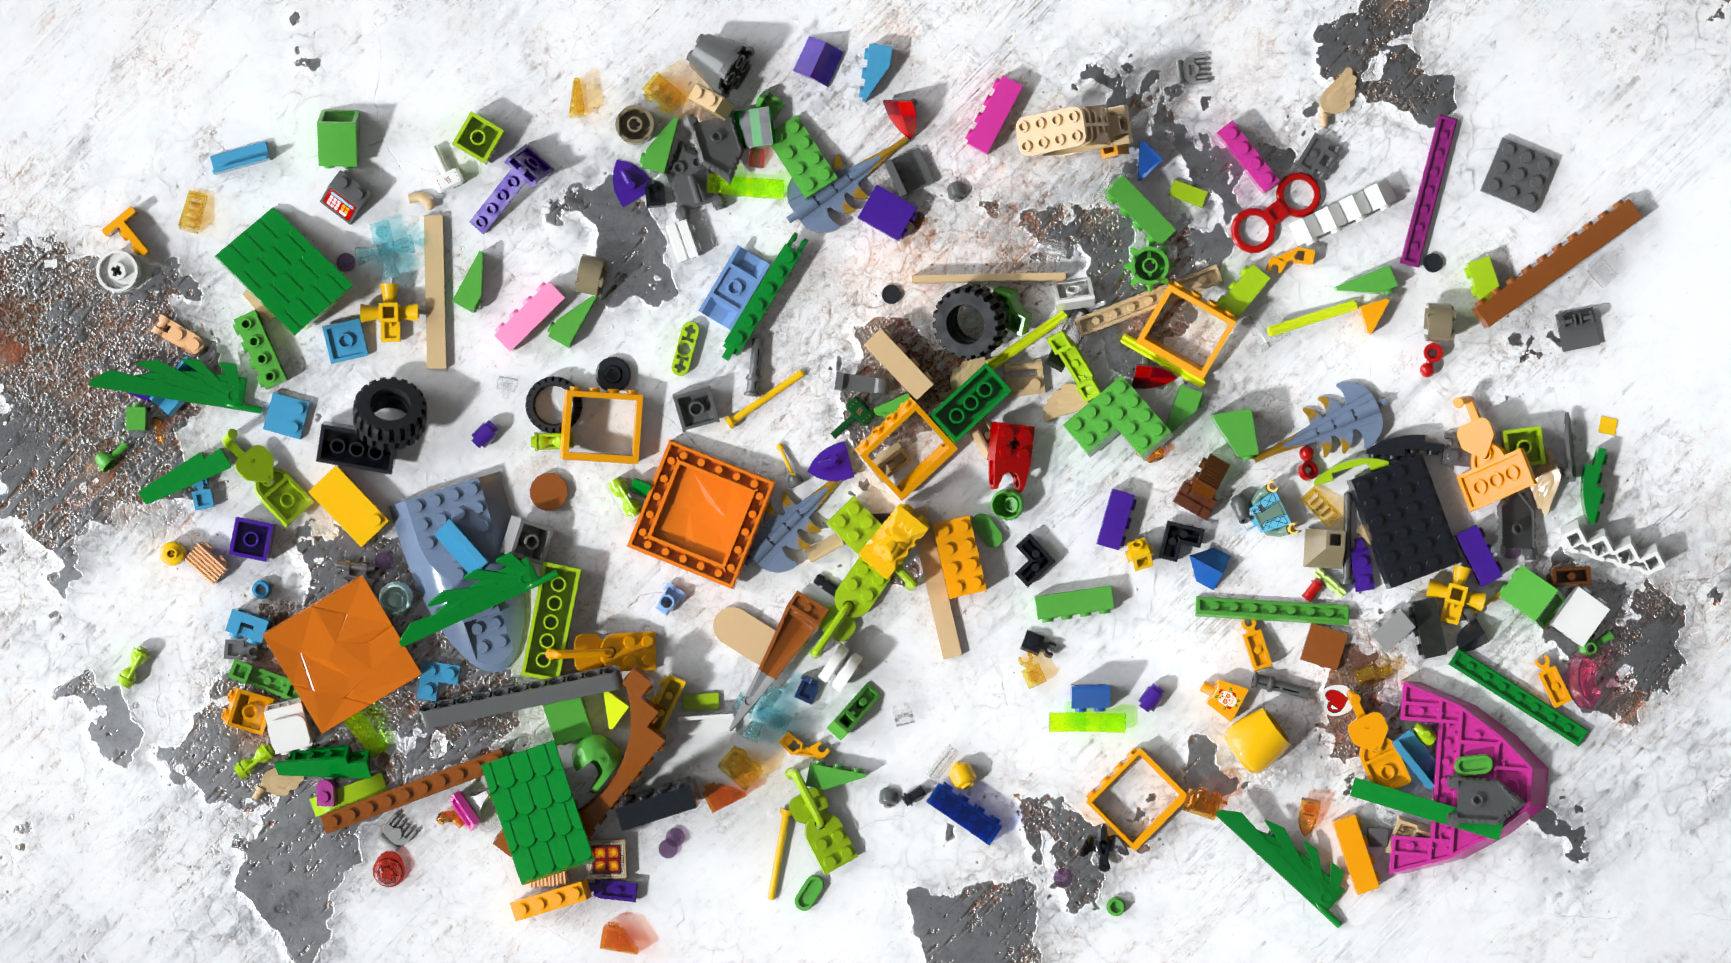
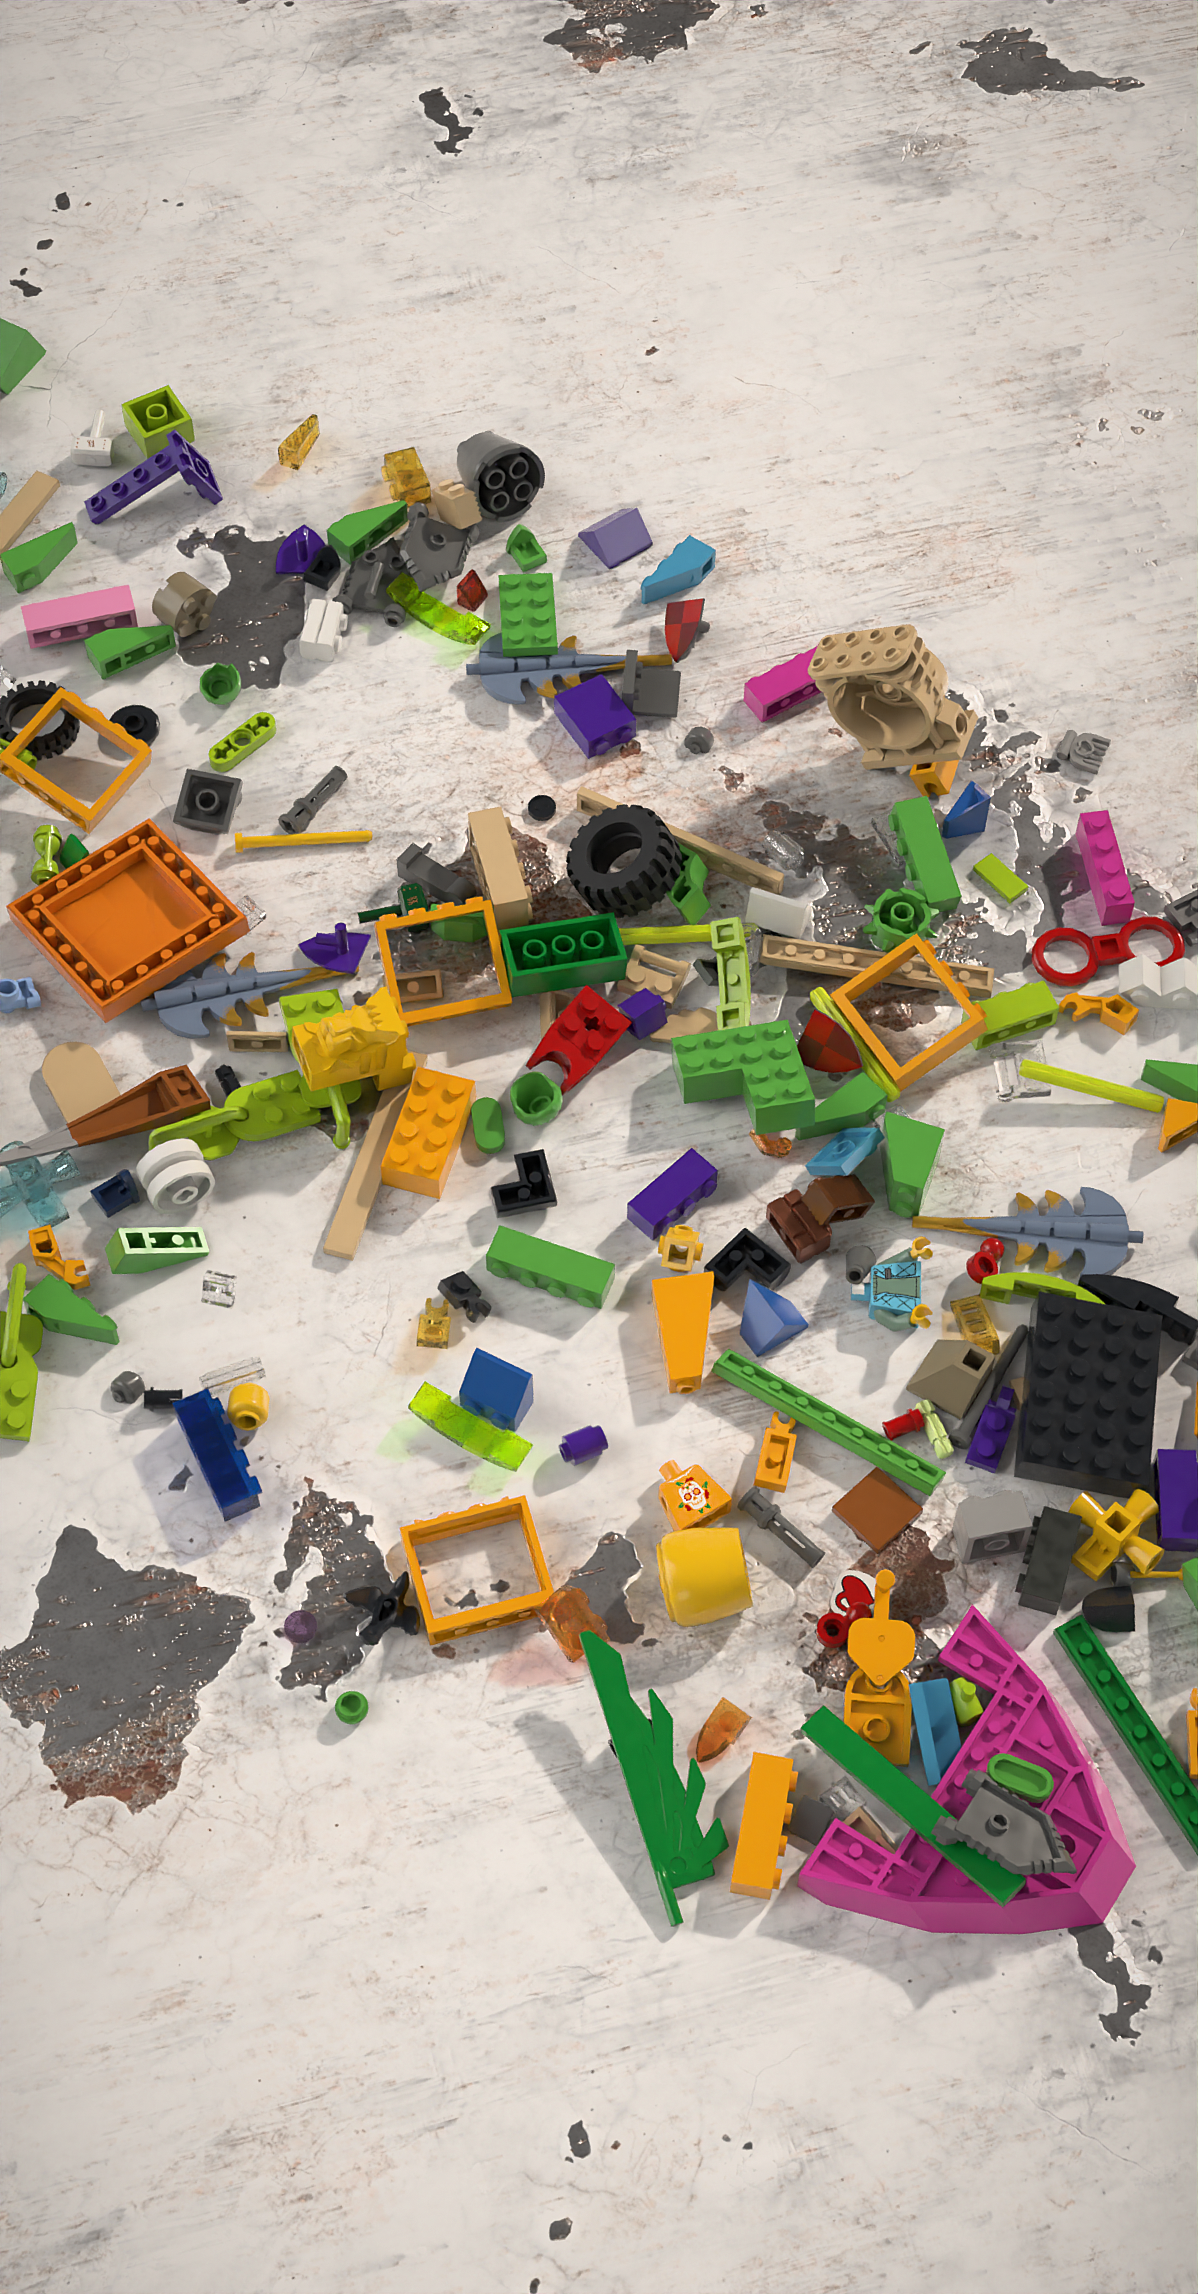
camera: 30 degrees right, 30 degrees down
(424, 198) = (51, 456): tan arm -> none
(628, 116) = (349, 488): dark tan brick -> none
(647, 317) = (220, 684): none -> bright green hair
(734, 287) = (347, 703): medium blue piece -> none
(755, 127) = (493, 558): tile -> none
(763, 298) = (378, 728): green hinge -> none
(794, 479) = (276, 937): hinge -> none
(1034, 411) = (645, 1012): none -> dark purple brick
(1164, 595) = (682, 1322): none -> light orange slope
(1197, 442) = (845, 1151): none -> dark azure plate
(1345, 714) = (840, 1624): none -> red plate
(1368, 673) = (942, 1584): clear yellow connector -> none

